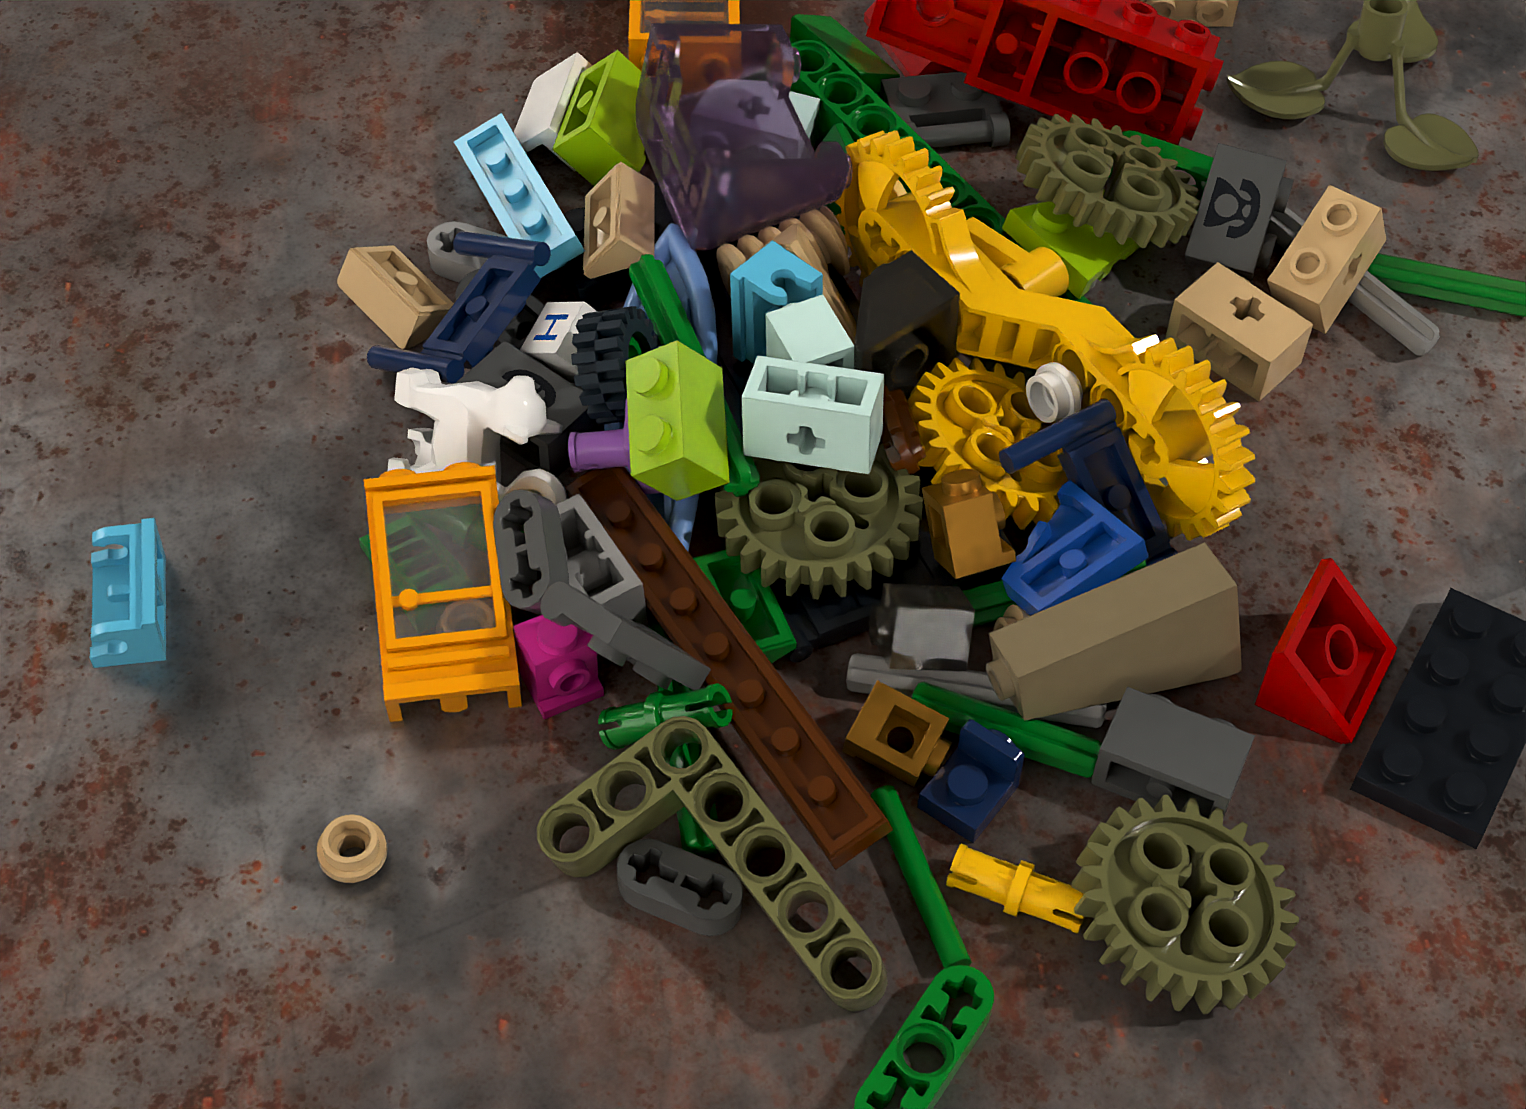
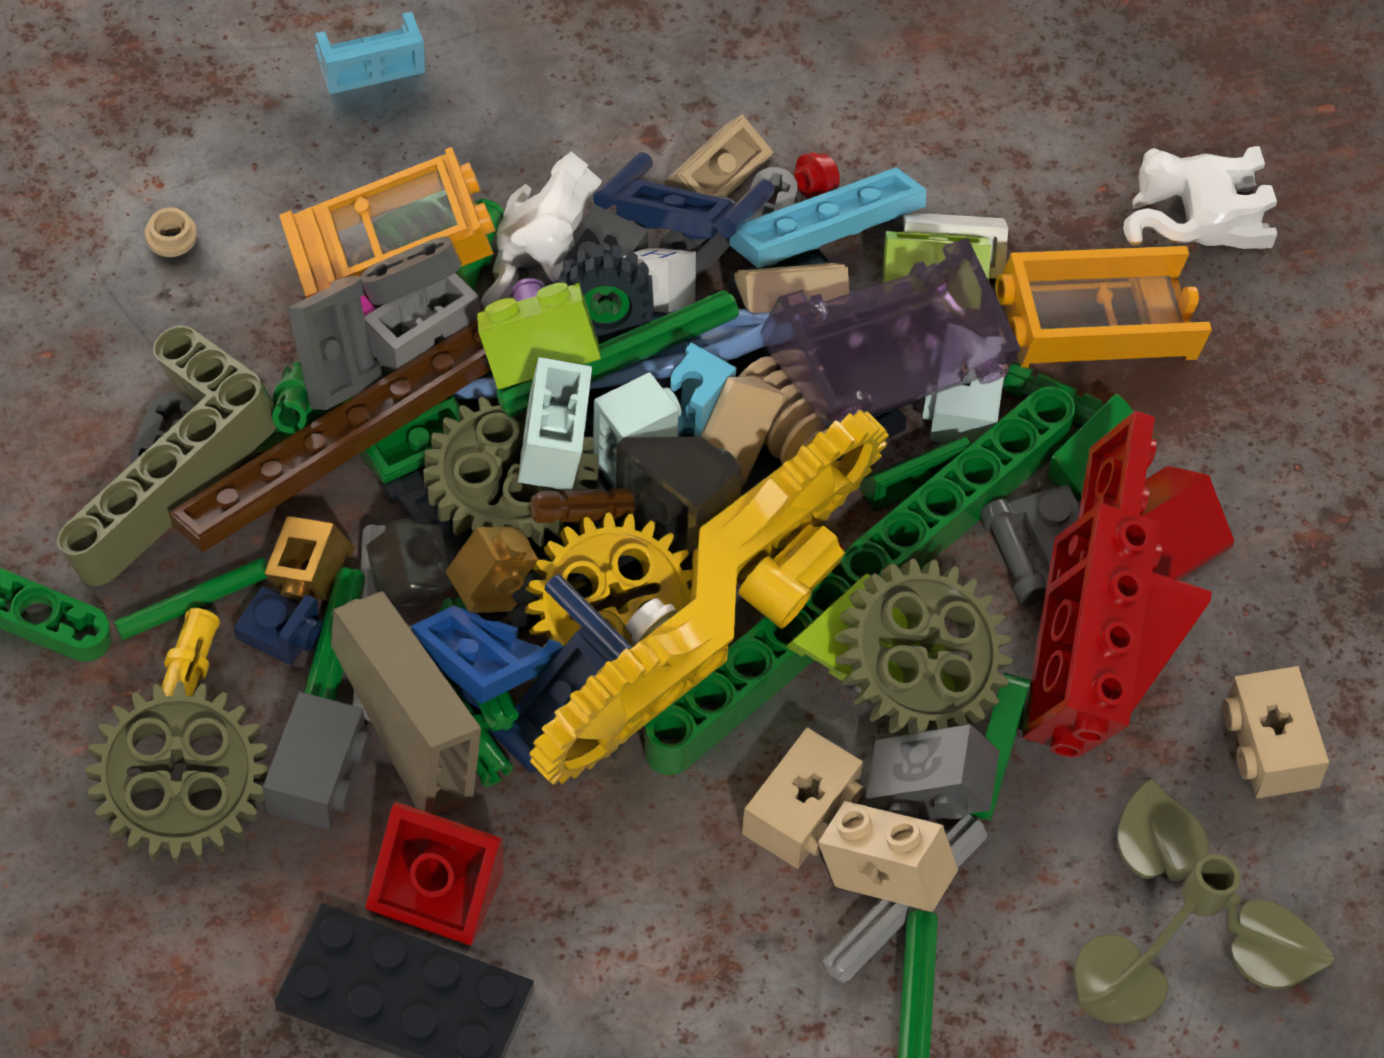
camera: 80 degrees right, 5 degrees up
(442, 195) = (816, 174): none -> red plate

